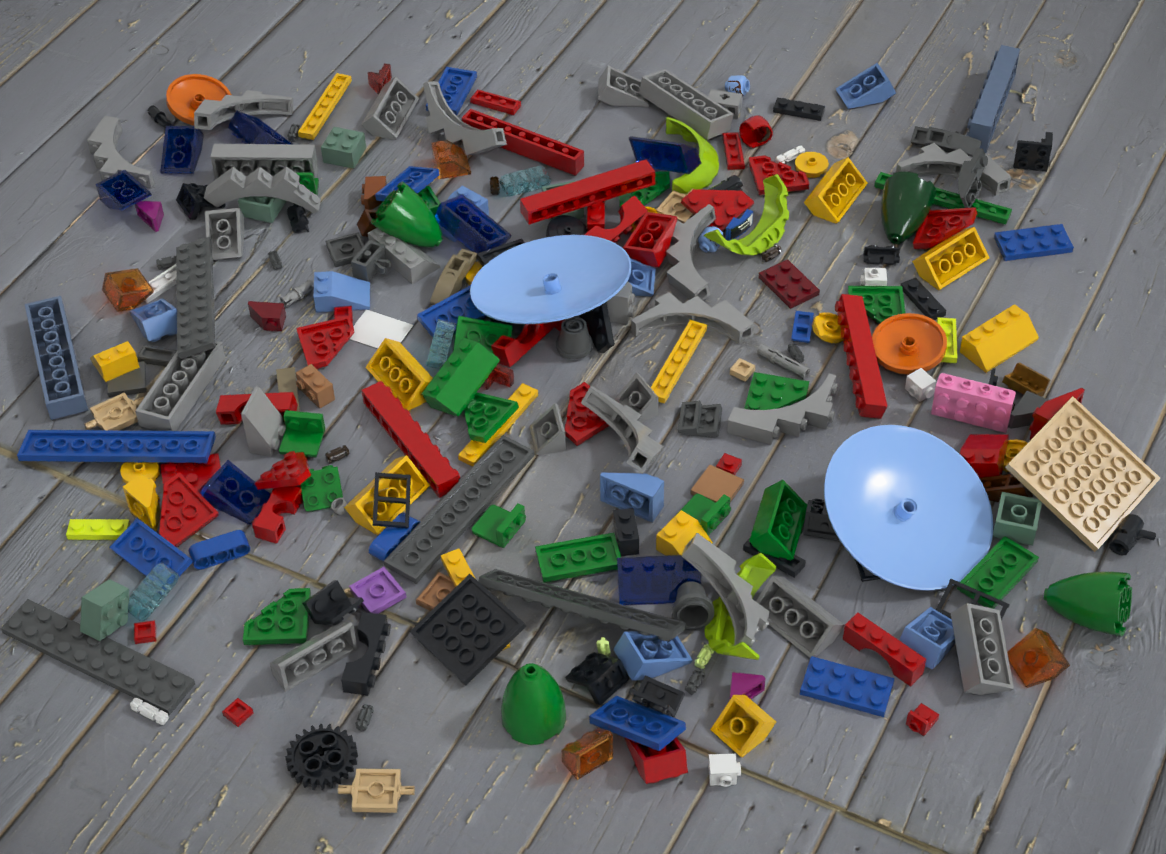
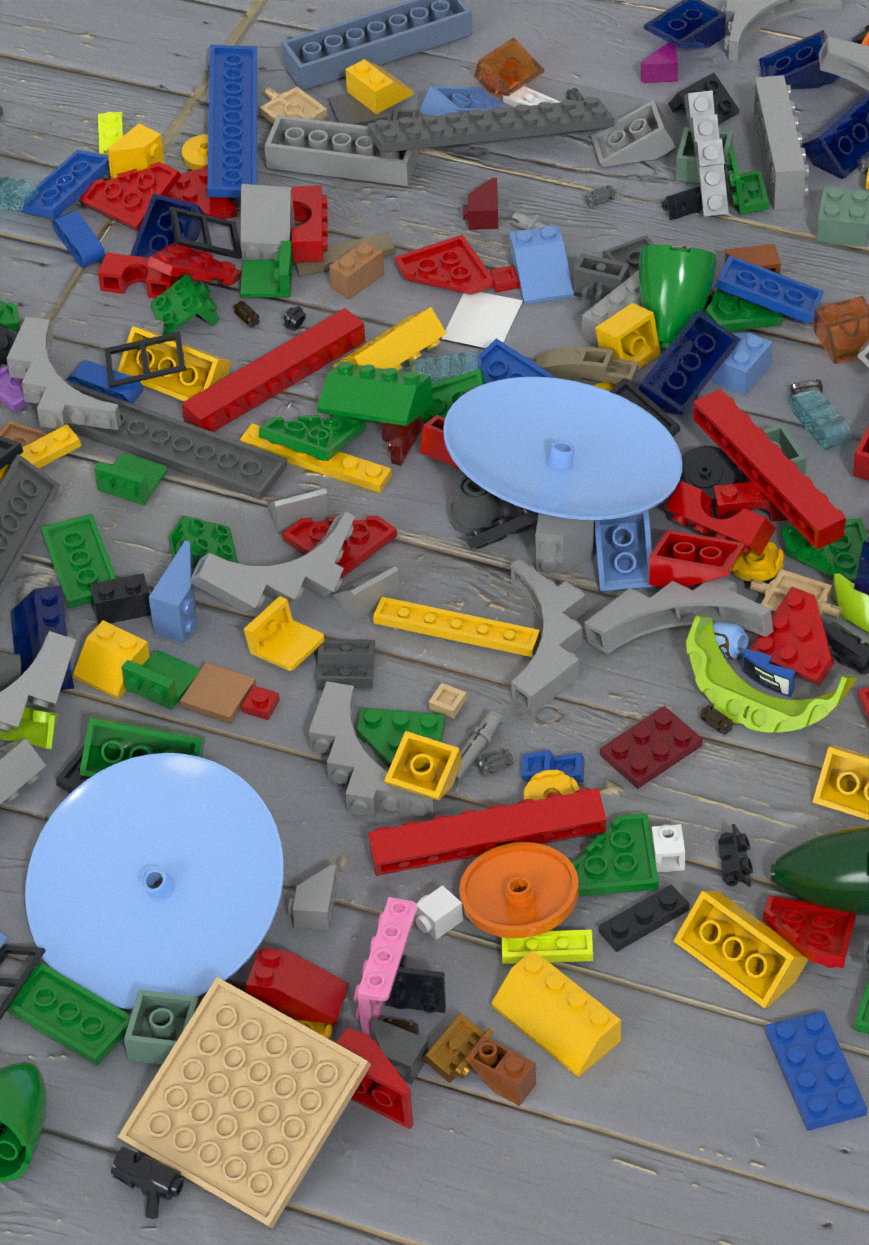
camera: 85 degrees right, 0 degrees up
(253, 463) = (207, 246): none -> black window
(354, 425) = (294, 318): none -> black plate
(396, 566) = (41, 384): none -> light grey arch
(435, 248) = (630, 335): none -> yellow slope
(578, 489) = (204, 539): none -> green bracket
(679, 445) = (279, 638): none -> yellow bracket
(816, 372) = (424, 766): none -> yellow slope
(1046, 360) = (503, 1070): none -> dark orange slope

